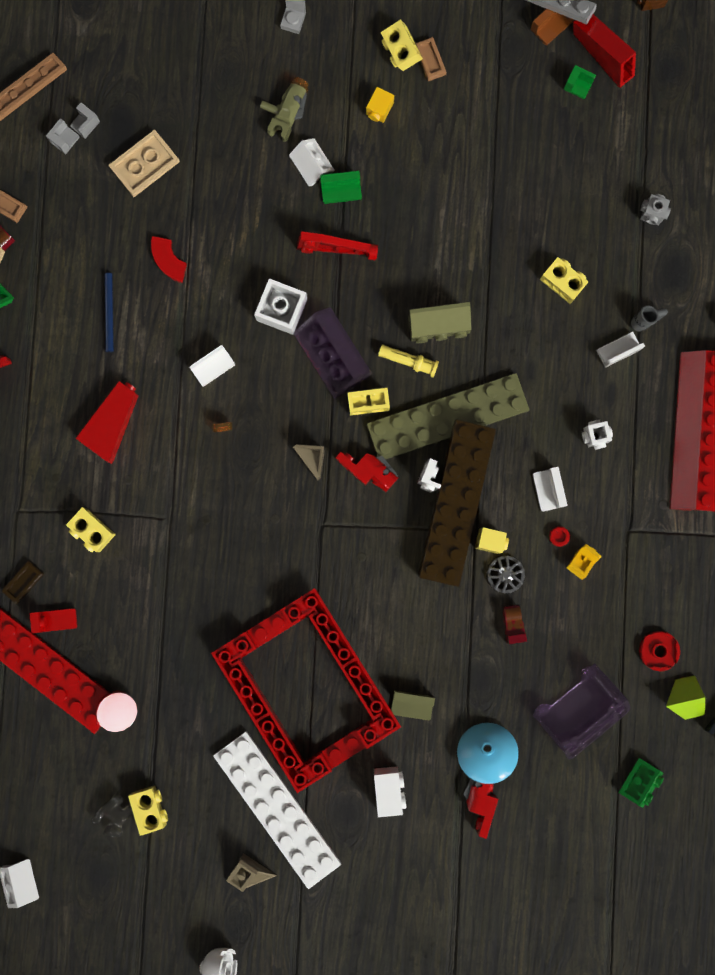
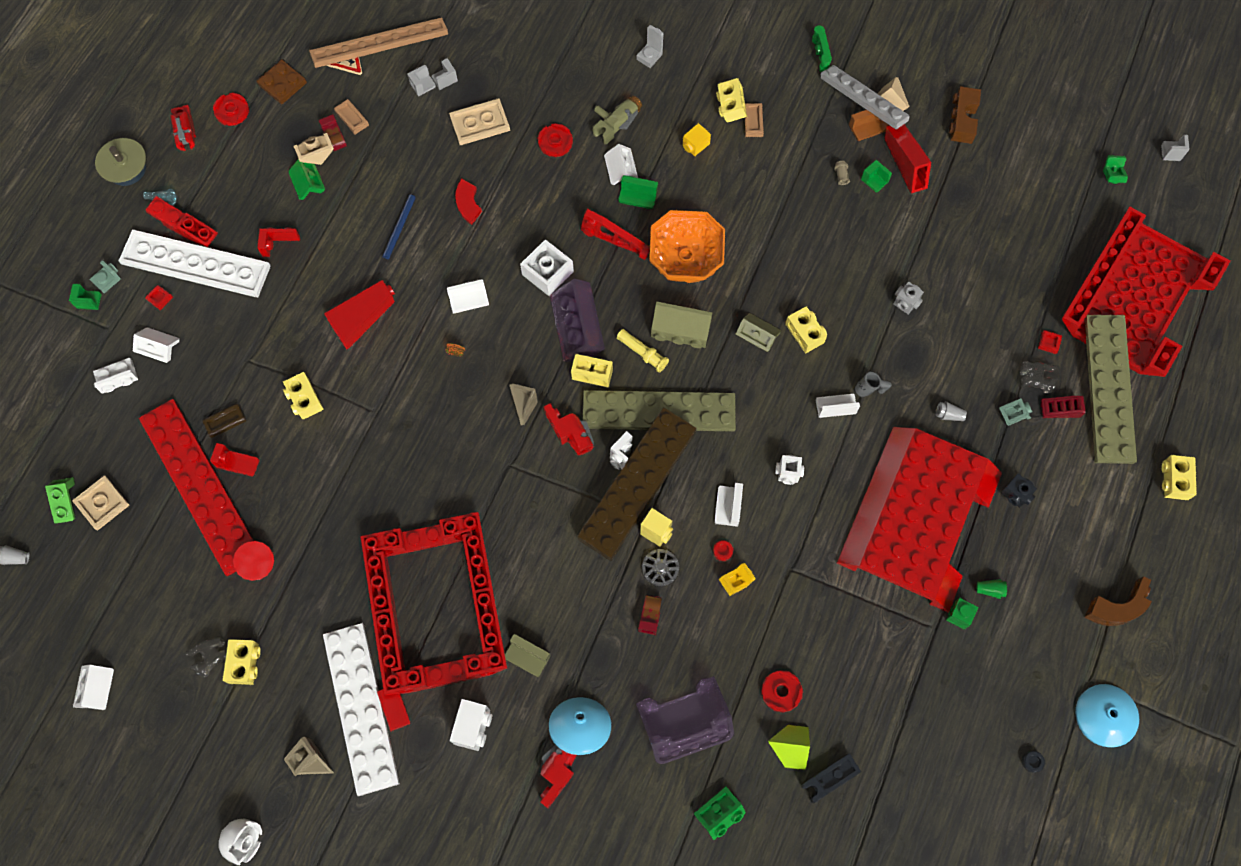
camera: 20 degrees right, 15 degrees down
(231, 156) = (555, 140): none -> red tile
(309, 801) = (393, 710): none -> red tile
(417, 234) = (687, 245): none -> orange rock
(517, 299) = (758, 332): none -> olive panel
(543, 90) = (842, 173): none -> dark tan pin

